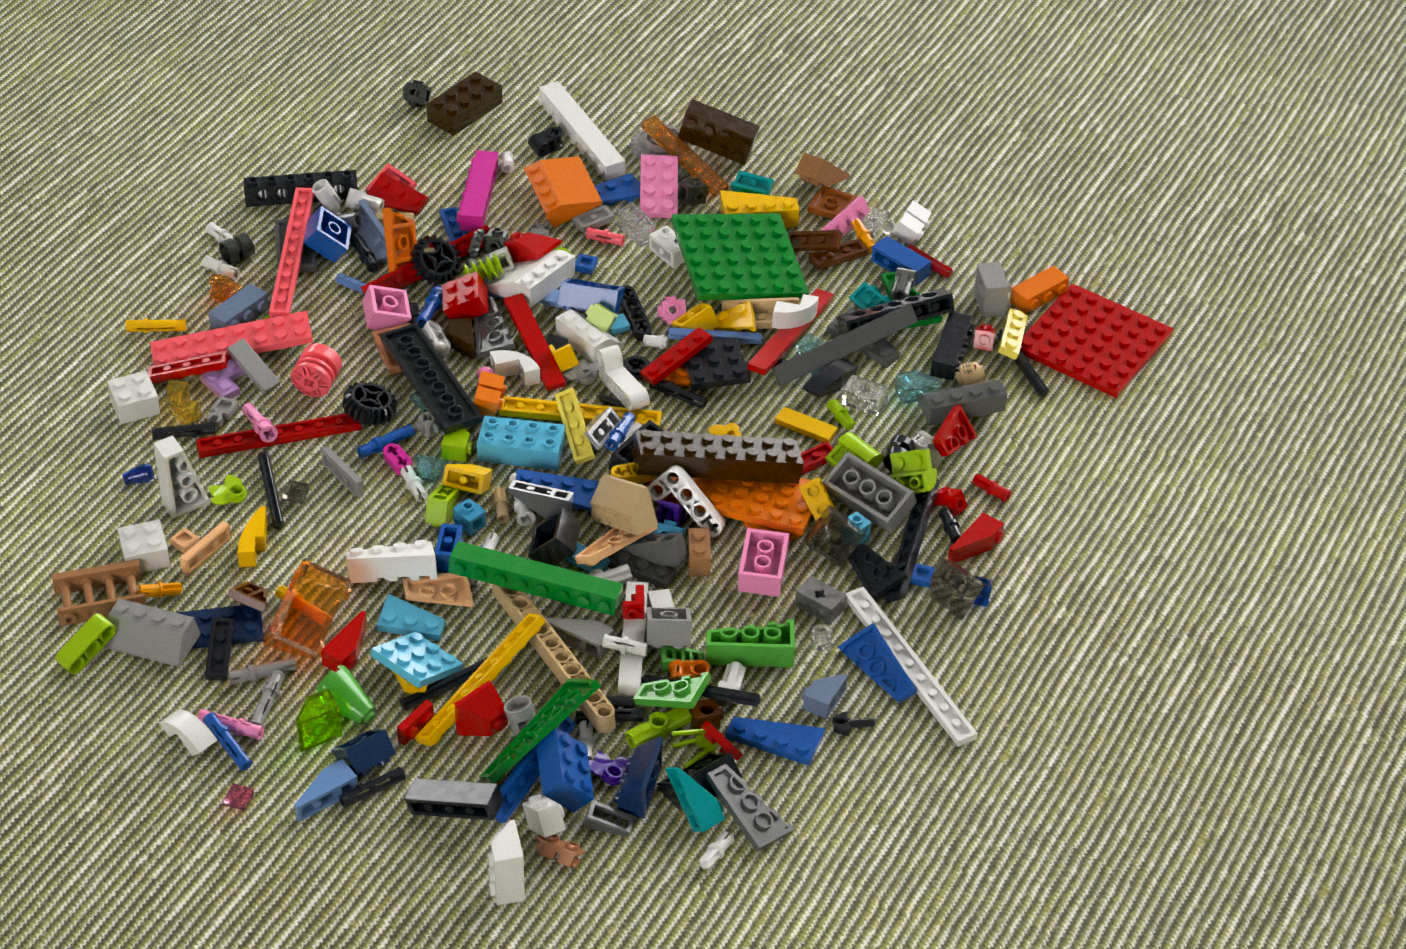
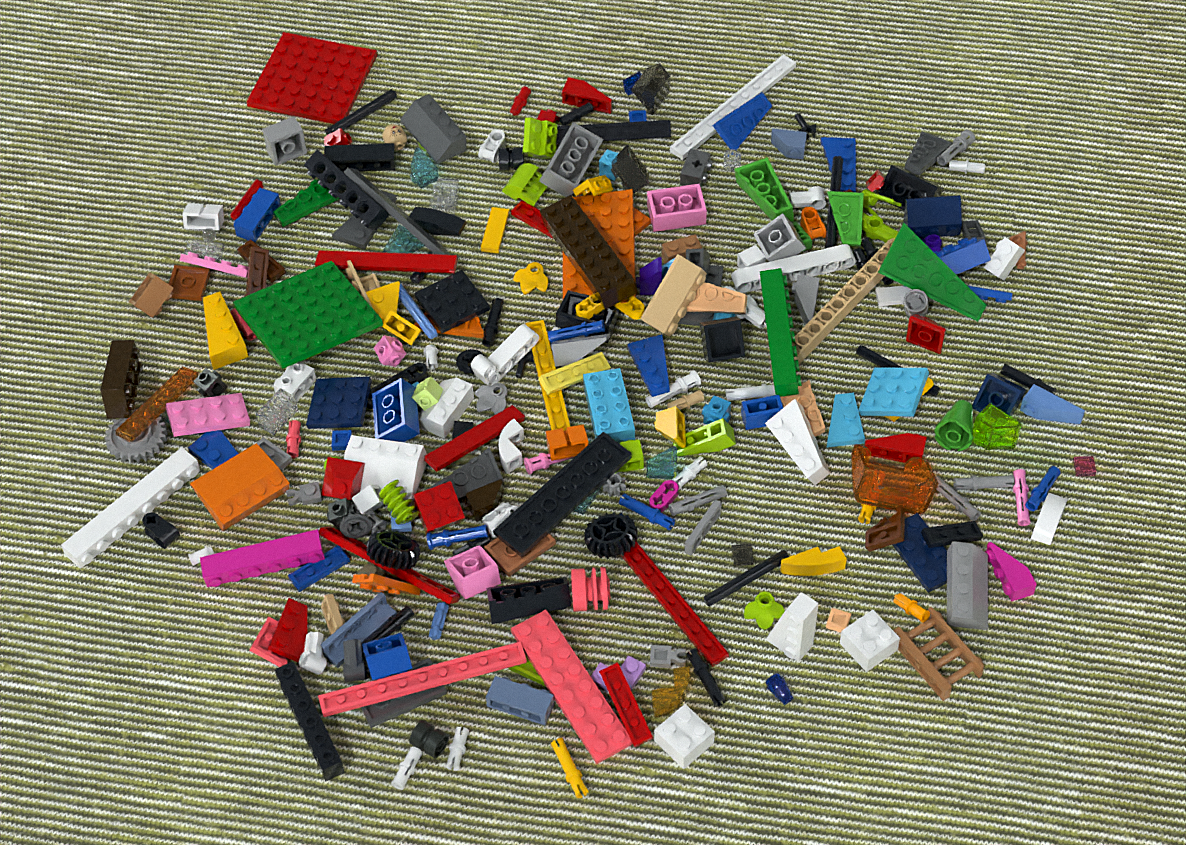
camera: 105 degrees left, 10 degrees up
(85, 644) = (1004, 630): lime beam -> none
(143, 680) = (1014, 576): none -> dark pink slope
(205, 548) = (844, 594): light nougat tile -> none
(222, 287) = (496, 725): clear orange piece -> none
(253, 366) = (600, 649): light grey tile -> none
(261, 424) = (678, 607): bright pink pin -> none
(327, 195) = (320, 684): white arm -> none
(334, 320) = (527, 599): none -> black wedge
(377, 475) = (678, 507): none -> light grey pin
(415, 722) = (952, 374): red plate -> none
(416, 93) = (112, 671): pearl dark grey brick -> none
(454, 799) = (1019, 316): brick -> none
(464, 103) = (115, 623): dark brown brick -> none
(486, 672) = (897, 337): yellow plate -> none
(506, 866) = (1065, 258): white slope -> none
(541, 498) = (677, 362): dark grey slope -> none
(564, 357) = (485, 409): yellow panel -> none
(630, 269) = (339, 402): none -> dark blue plate
(636, 607) = (770, 260): red bracket -> none
(637, 648) = (815, 259): white pin -> none
(676, 356) = (462, 321): red plate -> none
(689, 503) = (637, 262): white beam -> none
(697, 803) = (942, 177): teal slope -> none
(752, 183) = (181, 346): teal bracket -> none
(754, 852) = (945, 157): none -> light grey pin
(794, 315) = (368, 250): white brick -> none
(841, 414) = (475, 208): lime axle -> none
(863, 234) = (229, 247): light orange axle -> none
(868, 296) = (321, 222): teal bracket -> none
(875, 572) = (653, 141): black wing -> none
(903, 282) = (292, 198): dark grey piece -> none
(954, 432) = (482, 123): red wing -> none
(1012, 333) = (334, 120): light yellow plate -> none
(1039, 289) = (258, 114): orange brick -> none

